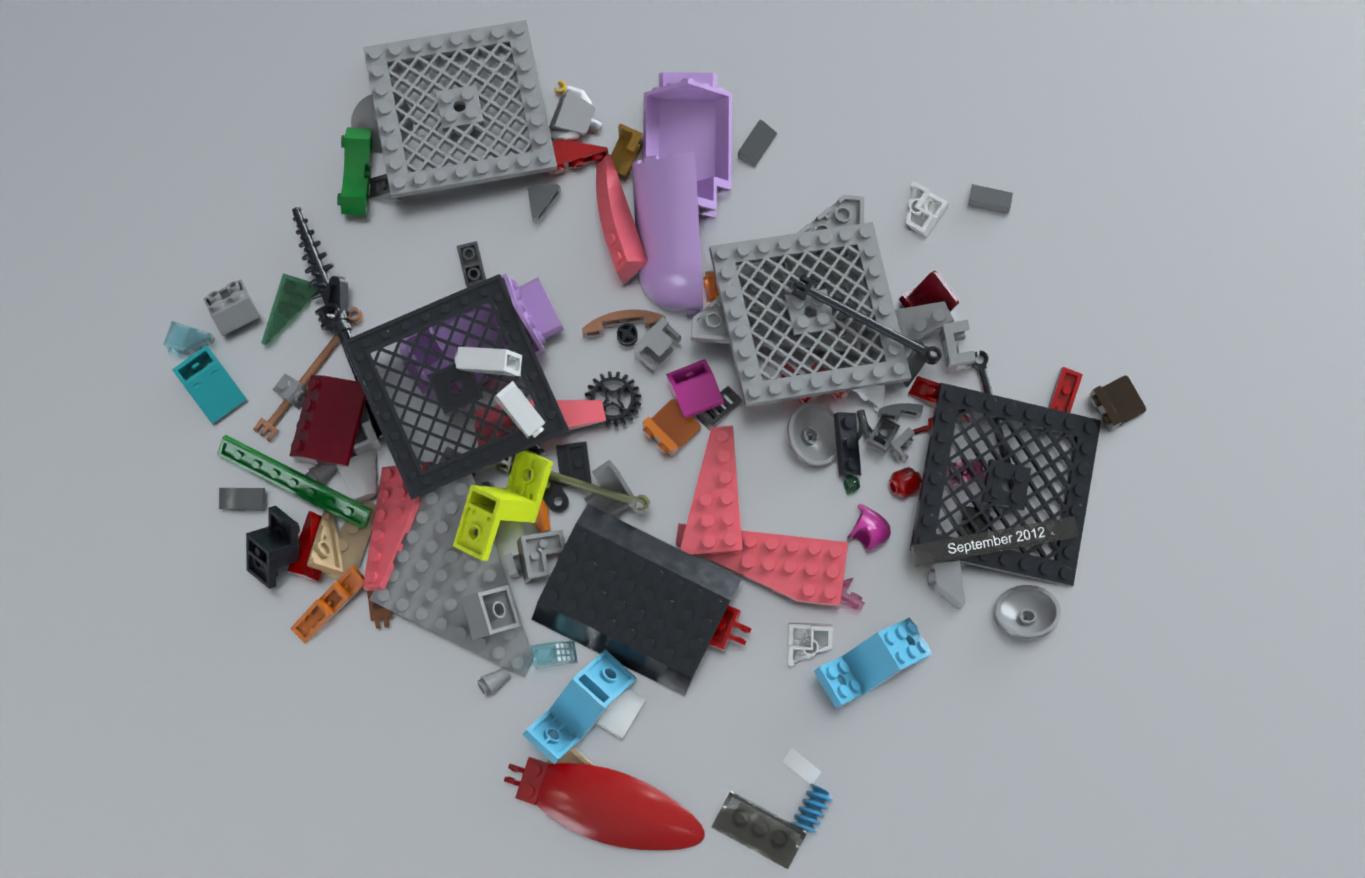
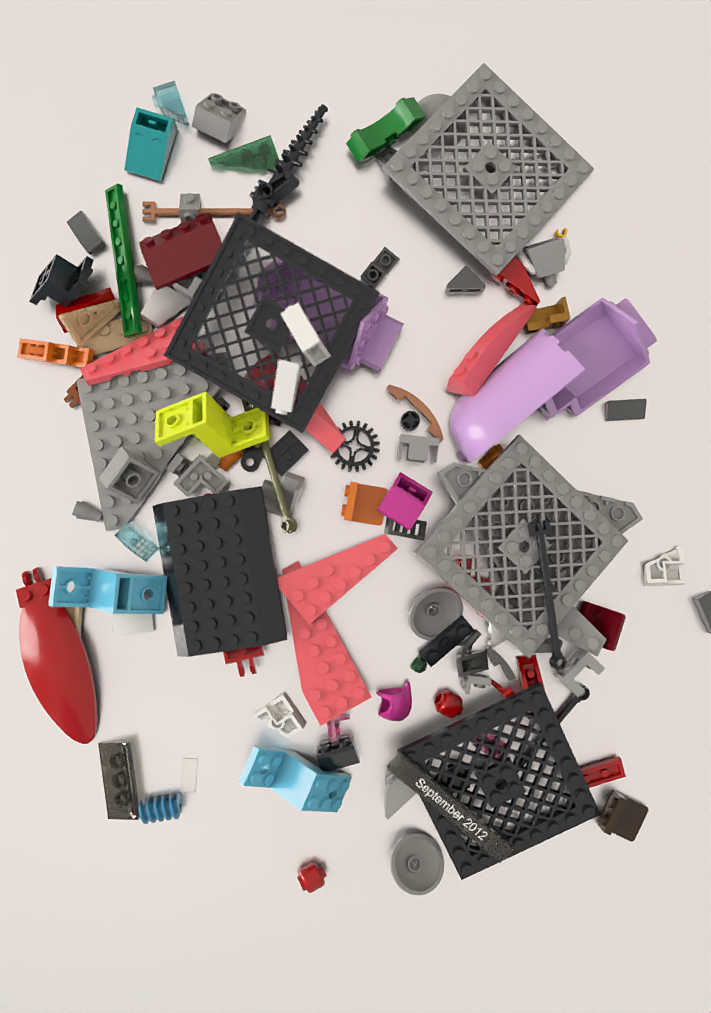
camera: 55 degrees right, 10 degrees up
(879, 612) = (337, 753): none -> black slope
(974, 718) = (311, 877): none -> red head

